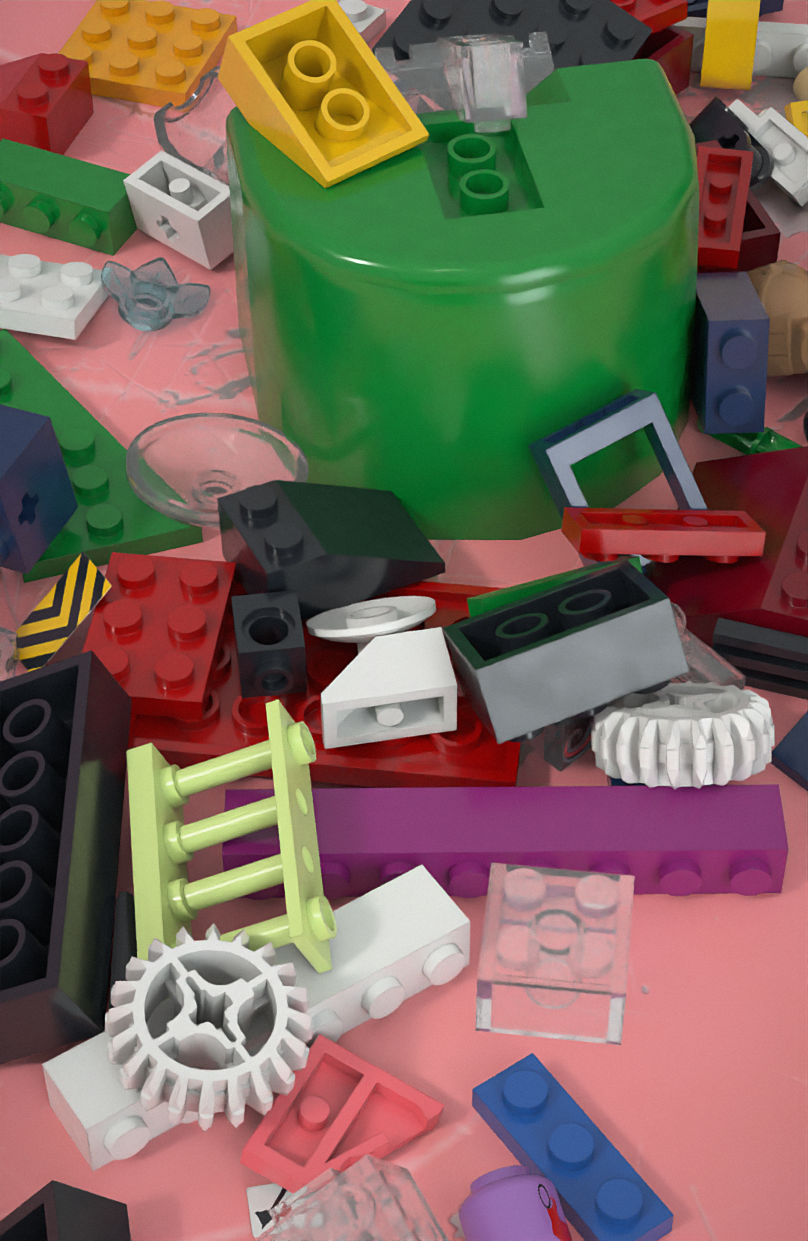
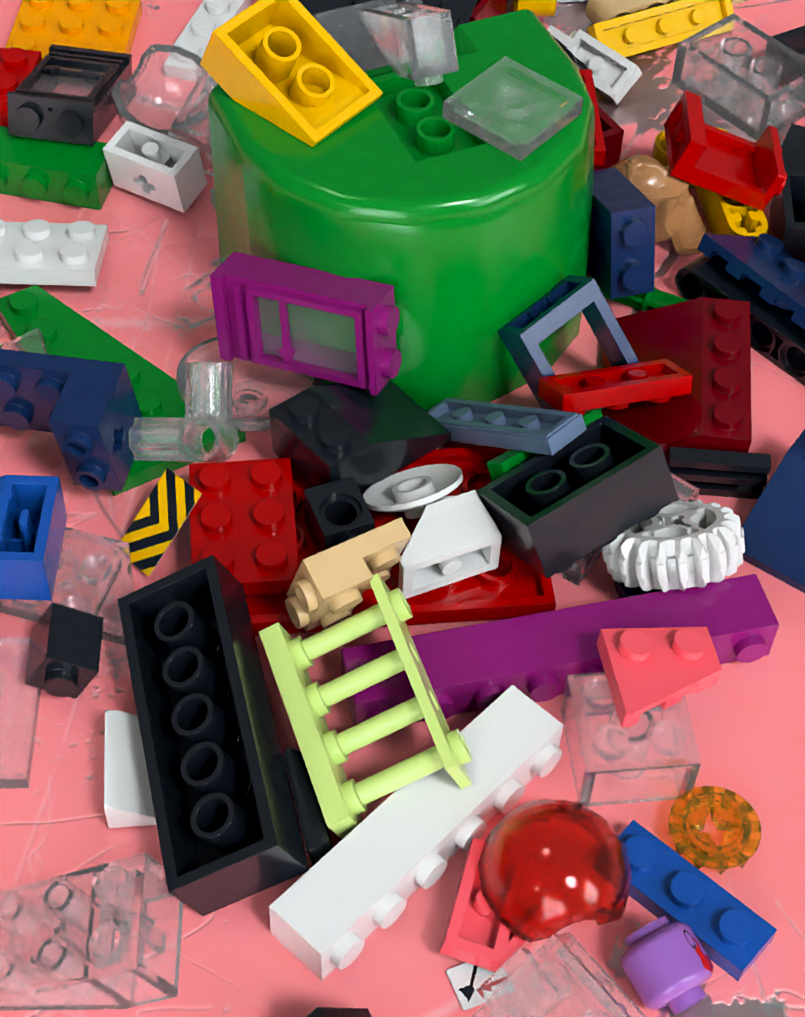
camera: 15 degrees left, 5 degrees up
(102, 115) = (68, 95): none -> black door
(143, 489) = (180, 438): none -> clear piece
(152, 295) = (144, 241): clear light blue plate -> none
(216, 987) = (368, 816): white gear -> none
(228, 696) = (336, 578): none -> tan plate
(291, 401) = (306, 321): none -> magenta door
(407, 1083) = (554, 868): none -> clear red cylinder
(512, 560) = (508, 425): none -> sand blue tile
(582, 169) = (512, 108): none -> clear plate
(603, 868) = (655, 666): none -> coral wing
(606, 1067) = (729, 813): none -> clear yellow gear

